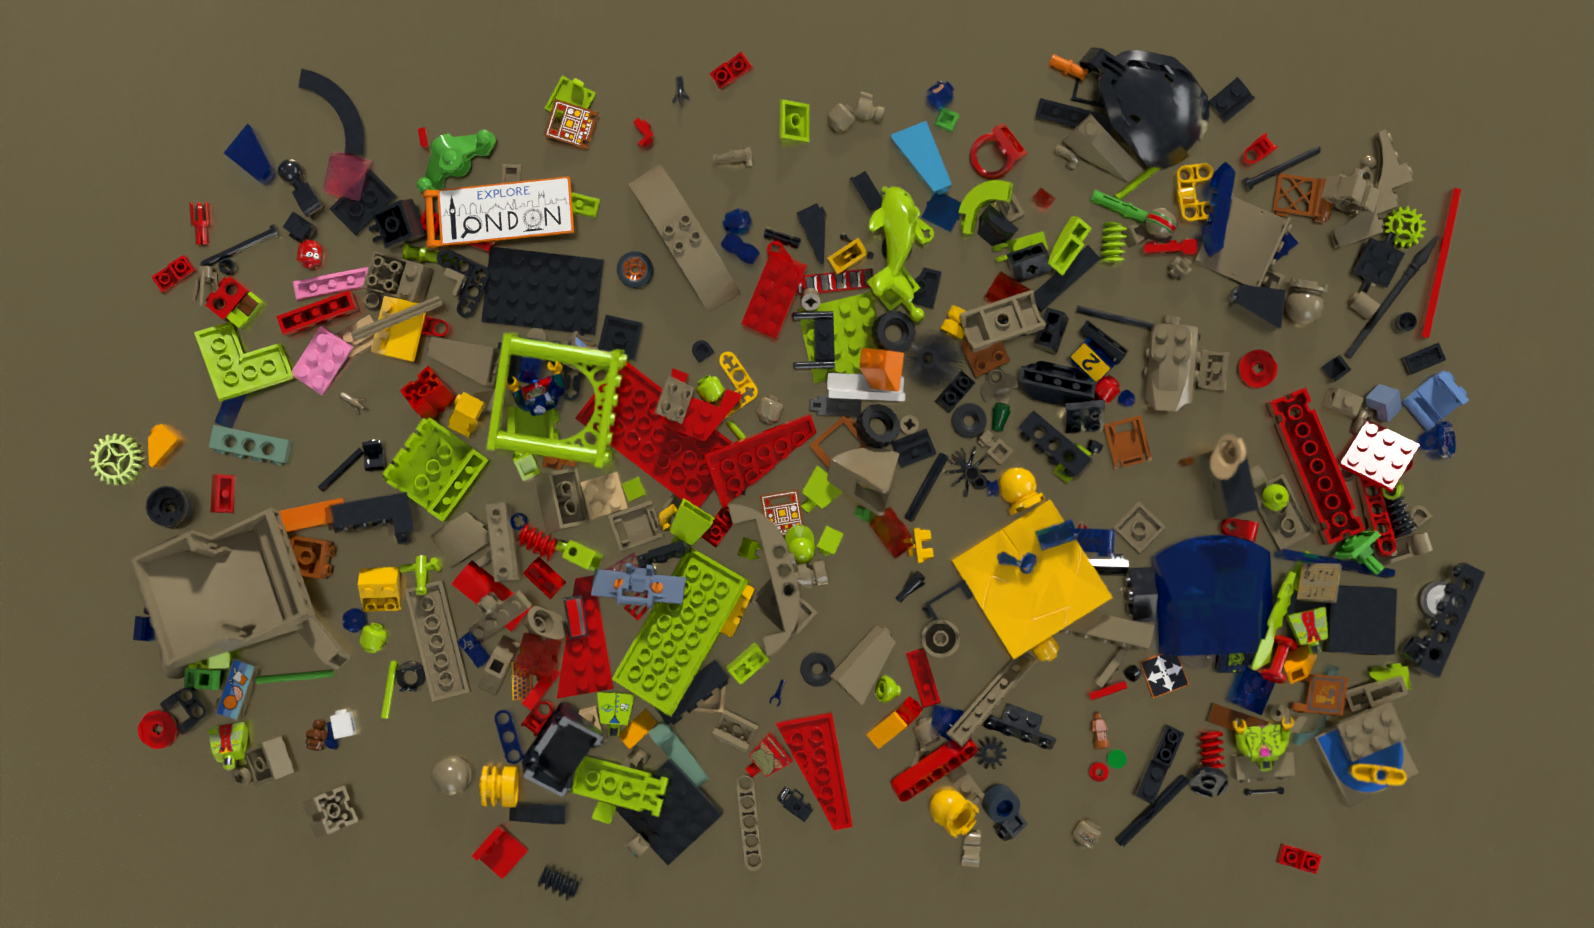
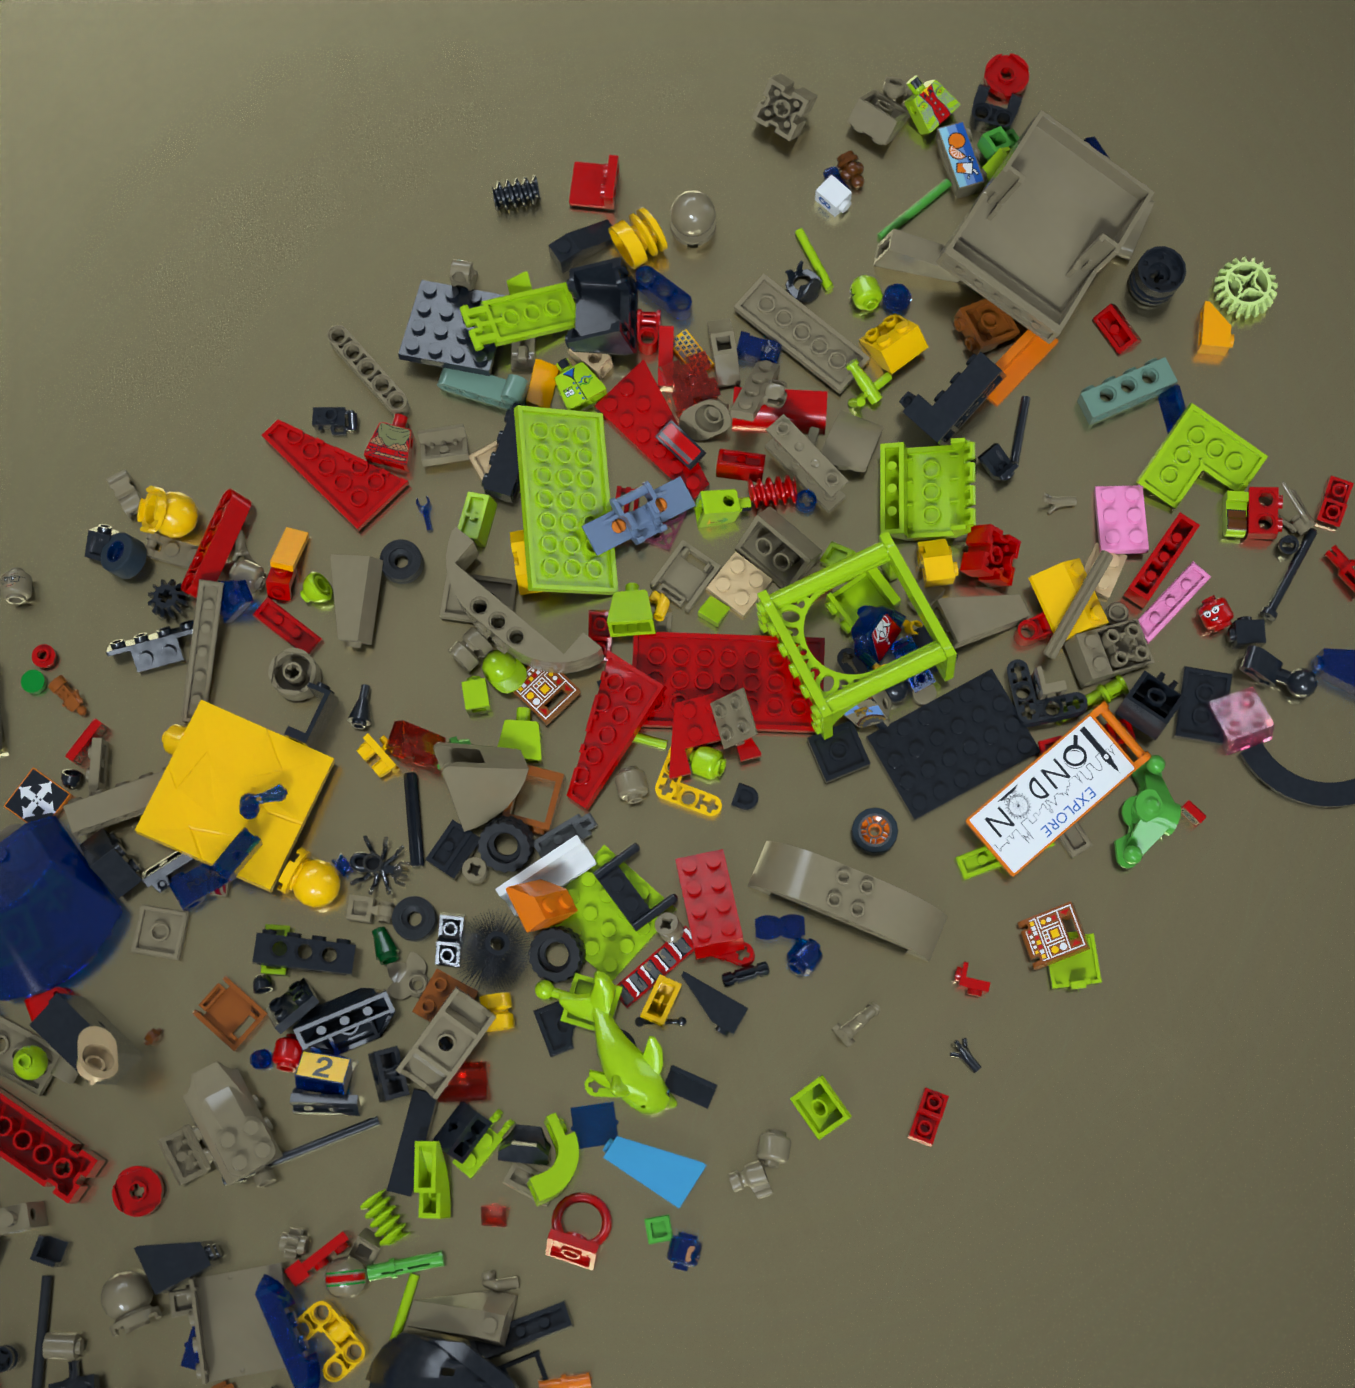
camera: 150 degrees right, 10 degrees down
(662, 554) = (638, 563): black hinge -> none
(748, 548) = (554, 630): lime tile -> none

